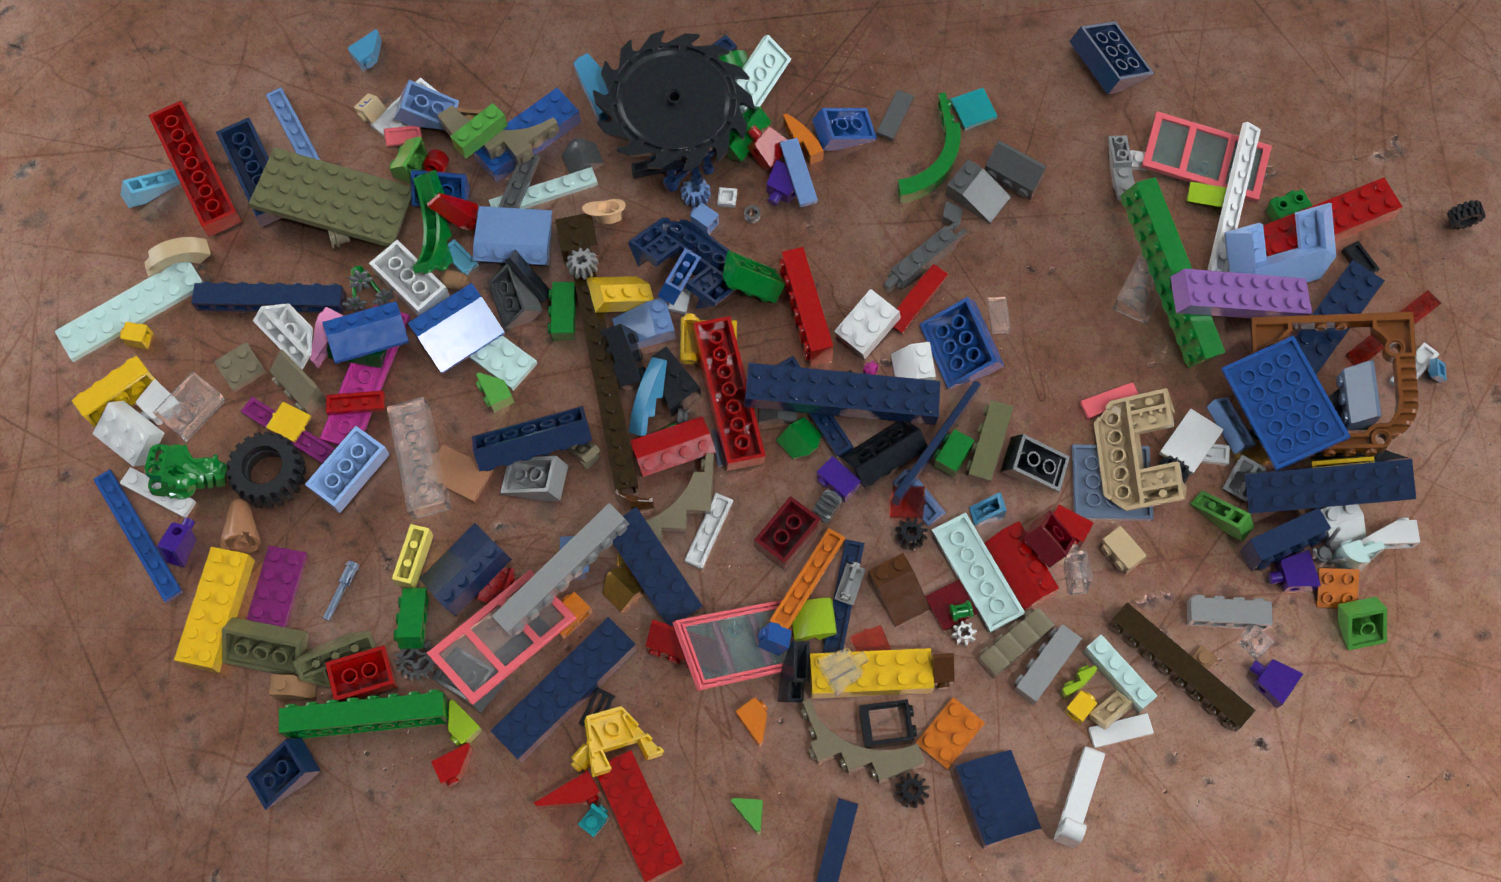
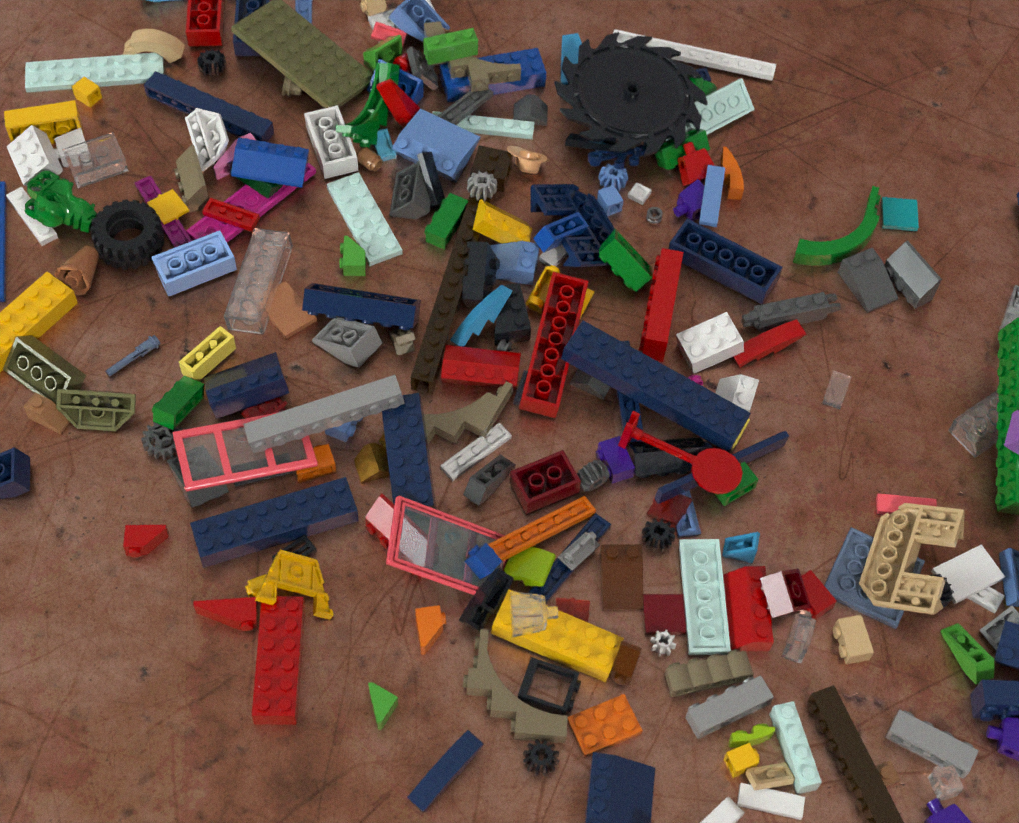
camera: 20 degrees right, 10 degrees down
(178, 543) = (22, 258): dark purple torso -> none
(240, 367) = (155, 151): dark tan plate -> none
(243, 246) = (211, 62): none -> black gear
(277, 586) = (84, 329): magenta plate -> none
(359, 278) = (289, 122): dark grey plant -> none
(361, 674) = (108, 429): red slope -> none
(364, 715) = (93, 461): green brick -> none
(455, 160) = (421, 68): none -> dark grey plate
(456, 328) = (348, 193): slope -> none
(461, 725) = (169, 509): lime slope -> none
(594, 820) = (239, 644): teal bracket -> none
(629, 502) = (430, 403): reddish brown slope -> none
(711, 24) = (710, 58): none -> white plate
(735, 553) = (488, 479): none -> dark grey slope
(799, 439) = (598, 411): green slope -> none
(841, 233) = (726, 261): none -> dark blue brick
(843, 128) = (772, 180): blue slope -> none
(895, 115) = (824, 190): dark grey tile -> none
(932, 450) = (712, 468): none -> red piece
(952, 214) = (836, 287): dark grey slope -> none
(961, 343) = (789, 397): blue slope -> none
(961, 611) = (670, 620): green bush -> none
(990, 440) = (773, 487): olive wedge -> none
(1035, 463) = (807, 526): black slope -> none

